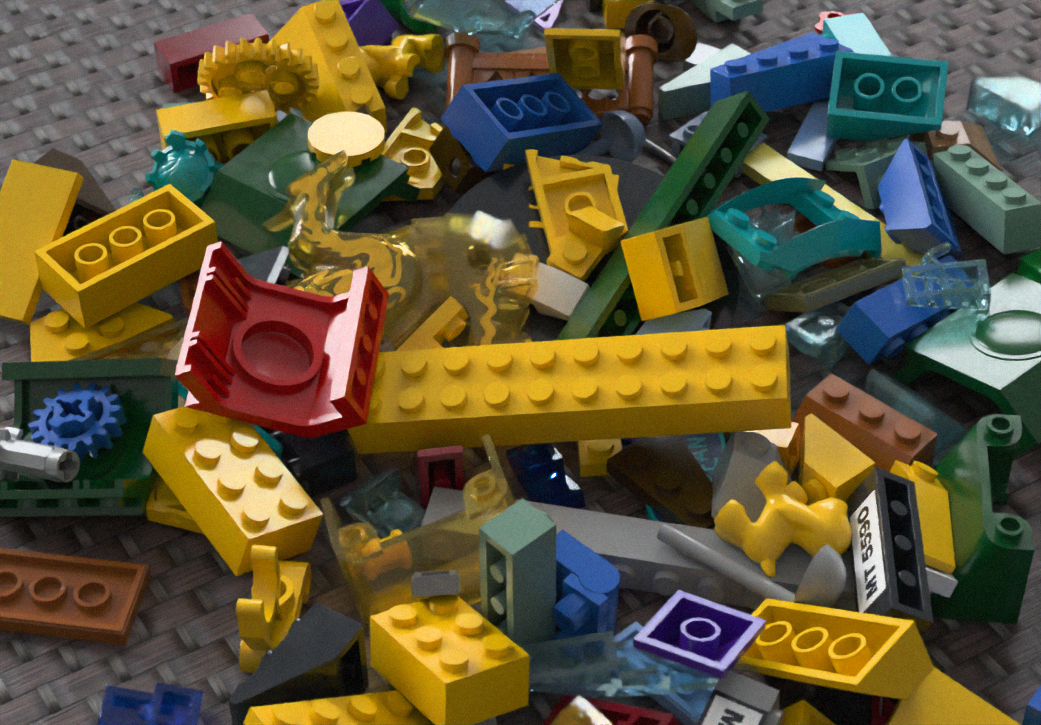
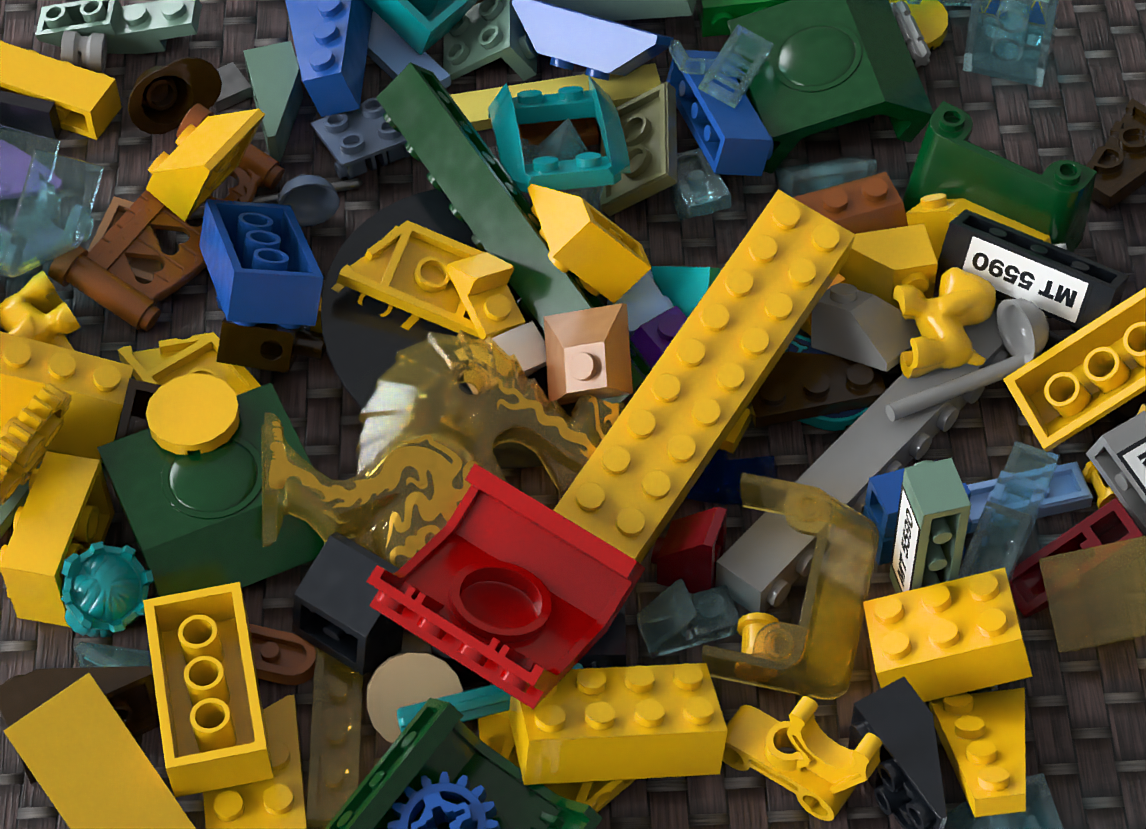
camera: 60 degrees left, 10 degrees up
(435, 583) = (867, 604): flat silver tile -> none
(442, 325) = (536, 464): yellow slope -> none
(566, 313) = (588, 353): none -> medium nougat slope
(698, 636) = (1060, 436): dark purple slope -> none

